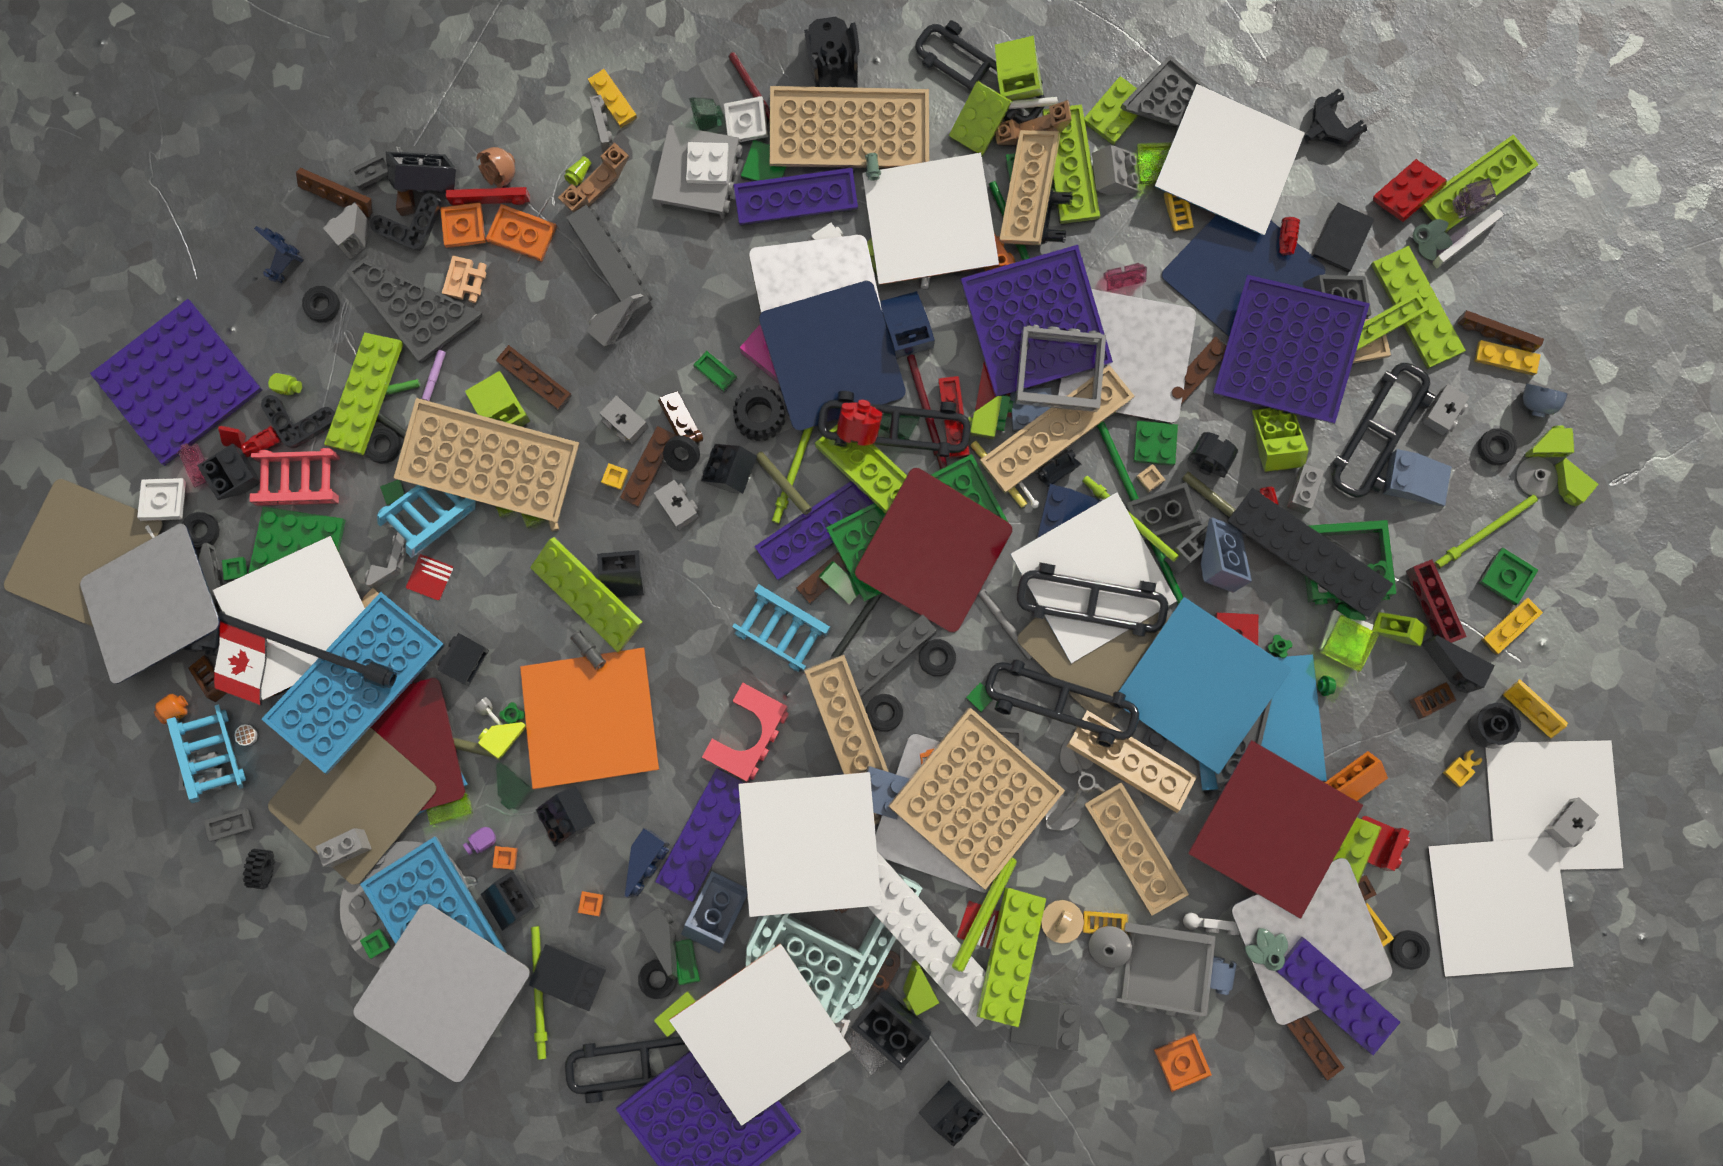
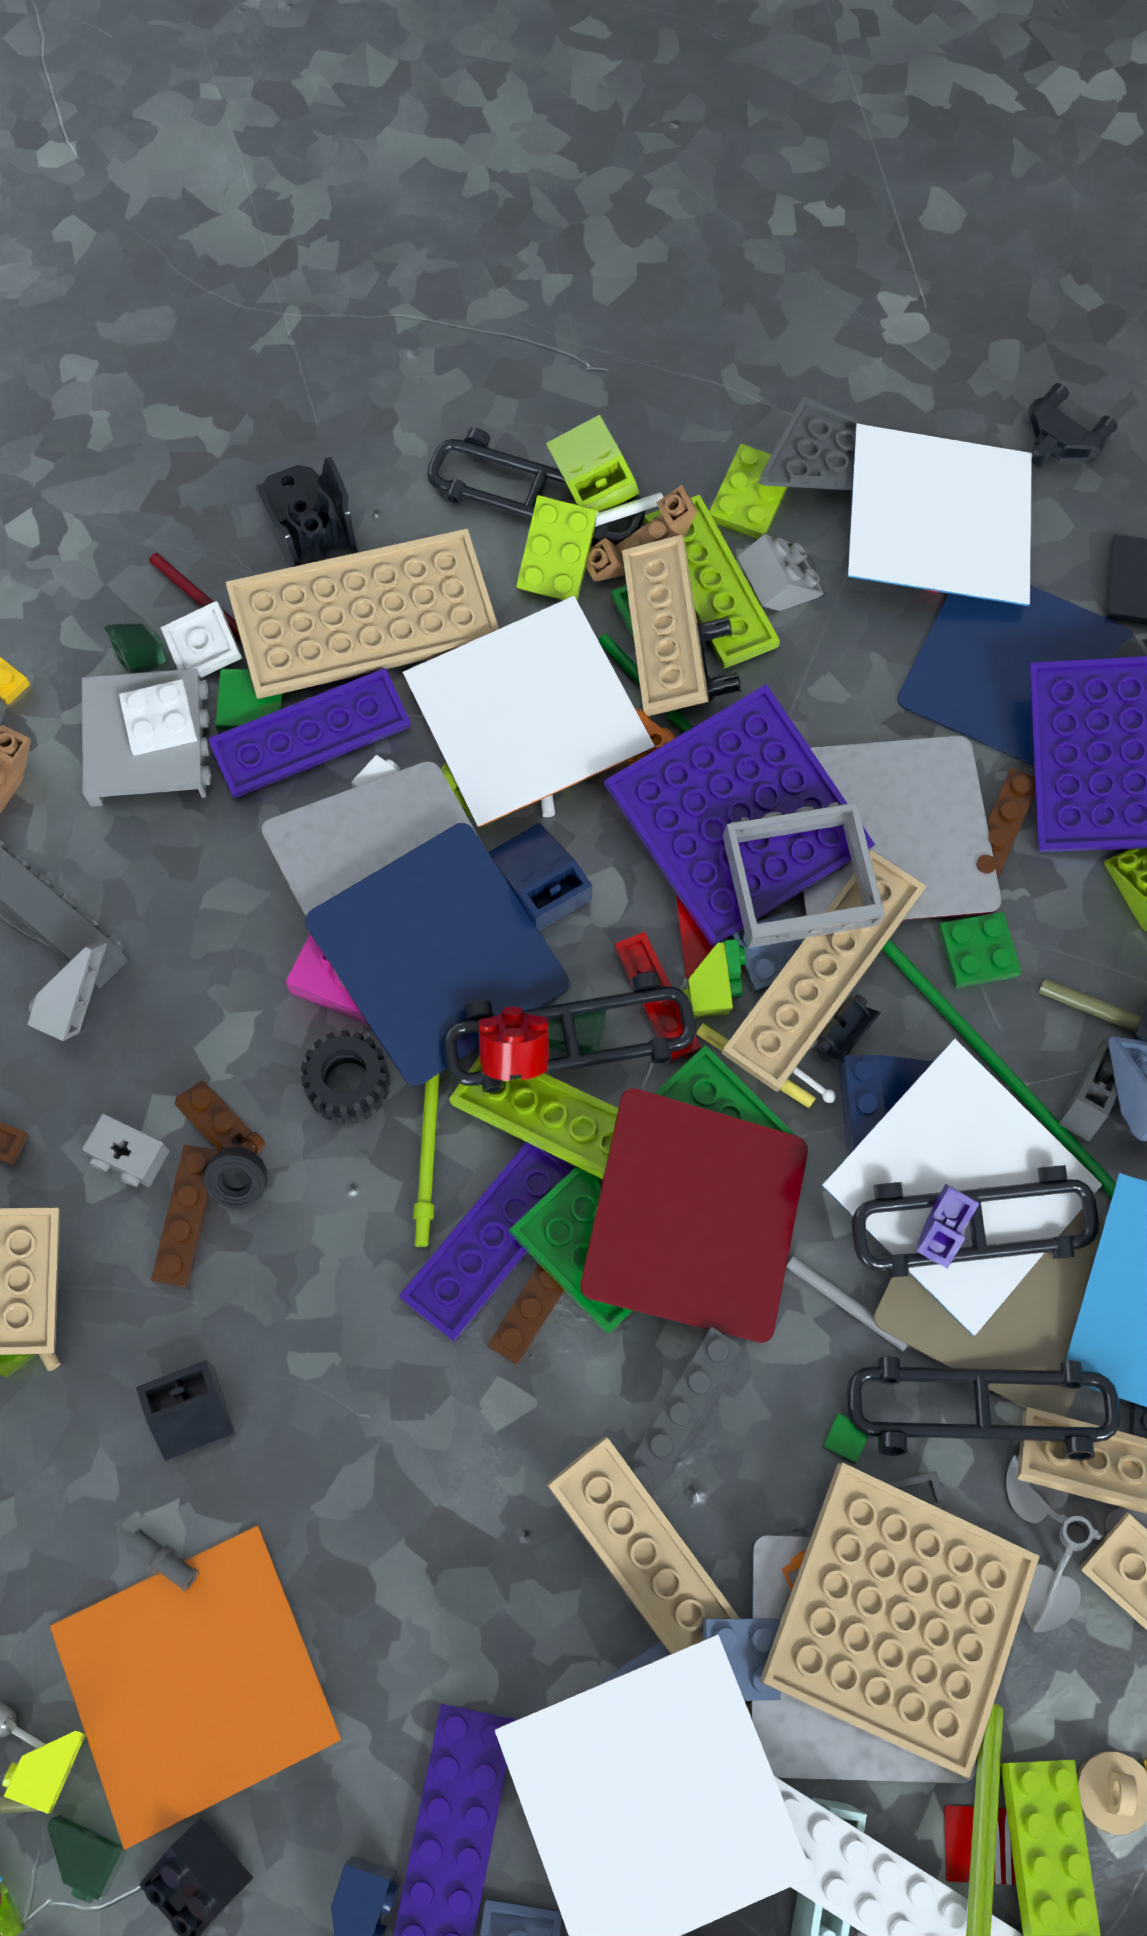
camera: 20 degrees left, 10 degrees down
(511, 708) = (43, 1721): green plate -> none
(586, 594) = (134, 1464): lime plate -> none
(614, 476) = (134, 1248): yellow plate -> none
(668, 495) = (258, 1282): light grey brick -> none
(715, 371) = (255, 1031): green tile -> none
(729, 468) = (320, 1179): black slope -> none
(744, 763) = (486, 1680): coral arch -> none
(781, 608) = (473, 1387): medium azure fence -> none
(783, 483) = (417, 1178): olive piece -> none
(839, 582) = (557, 1314): tile -> none
(856, 626) = (604, 1382): pearl dark grey bar -> none
(873, 172) = (419, 664): sand green pin -> none
(884, 699) = (719, 1507): black tyre -> none
(925, 405) = (605, 989): dark red bar -> none
(946, 648) = (739, 1408): black tyre -> none
(1072, 597) = (945, 1226): none -> slope
(1101, 493) = (924, 1048): lime bar -> none
(1132, 275) = (855, 713): clear pink hinge -> none
(1150, 478) = (991, 1005): tan tile -> none
(1151, 160) = (828, 546): clear neon green plate -> none
(1166, 511) = (1036, 1049): dark grey slope -> none
(1172, 212) = (900, 599): yellow slope -> none
(1213, 454) = (1077, 940): black brick -> none
(1289, 235) = (1063, 596): red hinge -> none

